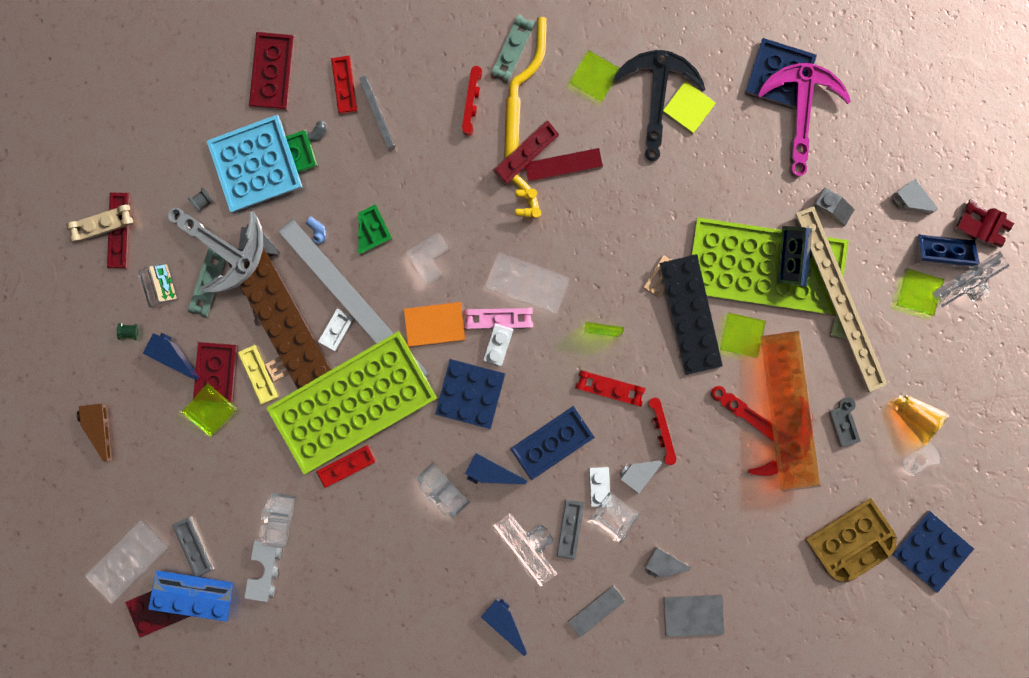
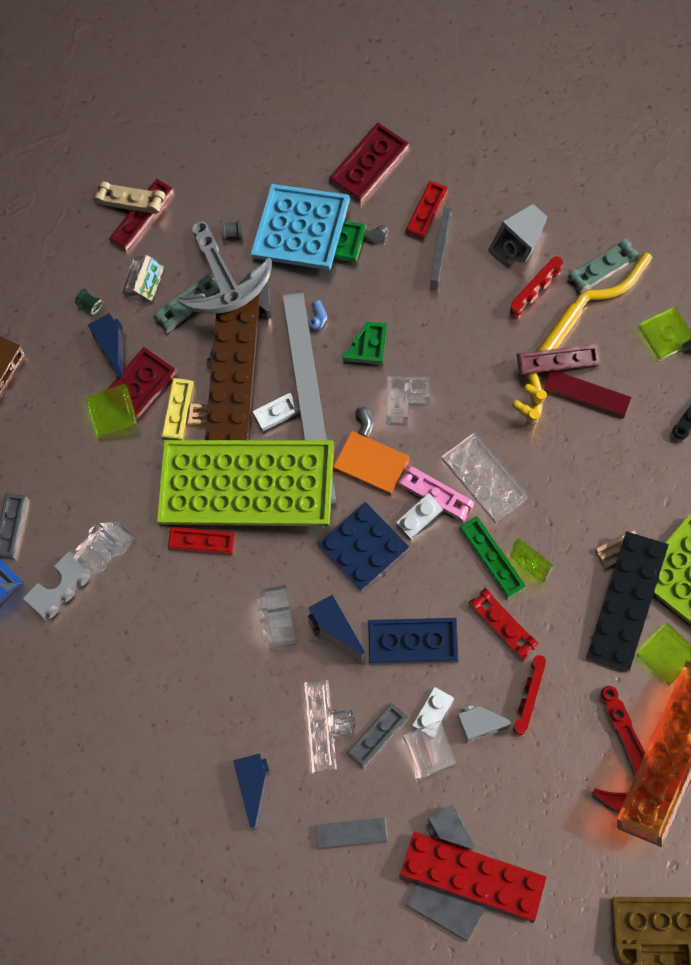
camera: 35 degrees right, 15 degrees down
(410, 292) = (367, 420): none -> dark grey arm
(434, 65) = (518, 235): none -> light grey slope
(571, 341) = (492, 557): none -> green tile
(701, 587) = (473, 877): none -> red plate

